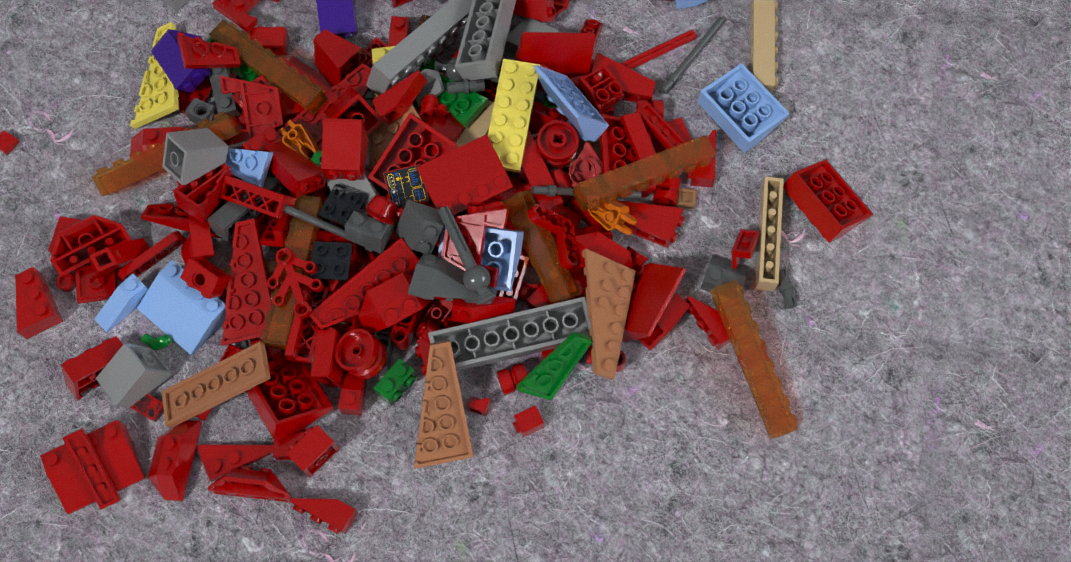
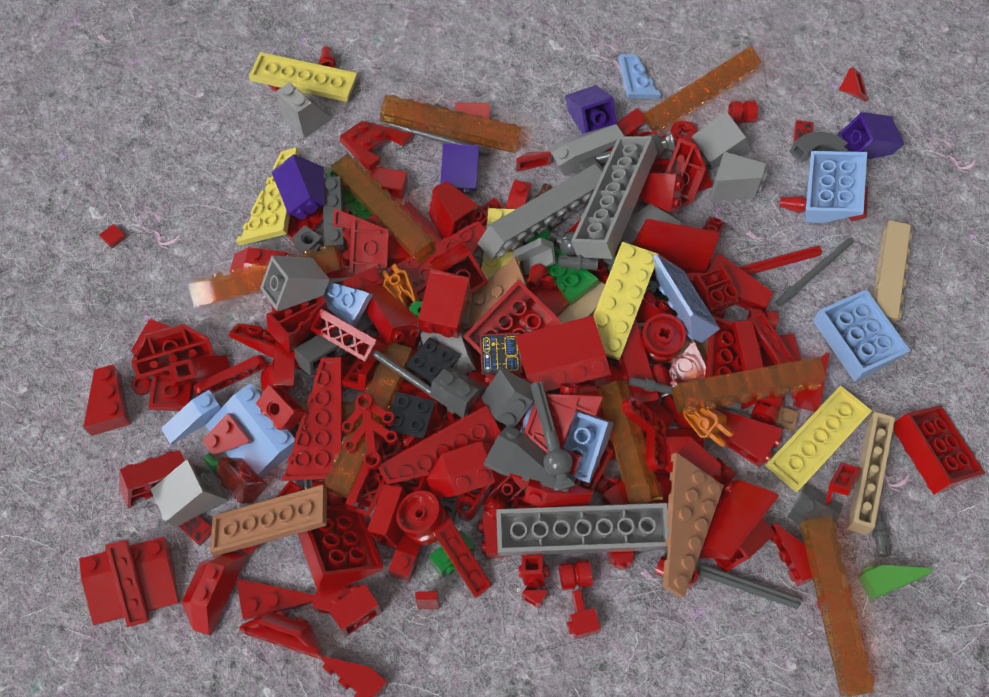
camera: 10 degrees right, 5 degrees down
(159, 314) = (226, 436): none -> wing
(181, 352) = (240, 479): none -> clear red slope
(203, 54) = (323, 185): red wing -> none
(379, 428) = (426, 600): none -> red tile
(382, 209) = (473, 372): red piece -> none
(397, 99) = (507, 263): red slope -> none
(399, 379) = (461, 557): none -> red tile
(443, 422) = (494, 607): nougat wing -> none
(474, 382) = (533, 570): none -> red brick
(519, 401) = (578, 601): none -> red tile
(553, 371) = (621, 574): green wing -> none
(674, 357) = (749, 586): none -> dark grey axle
(717, 211) = (818, 438): none -> light yellow plate
(798, 326) = (889, 578): none -> bright green slope

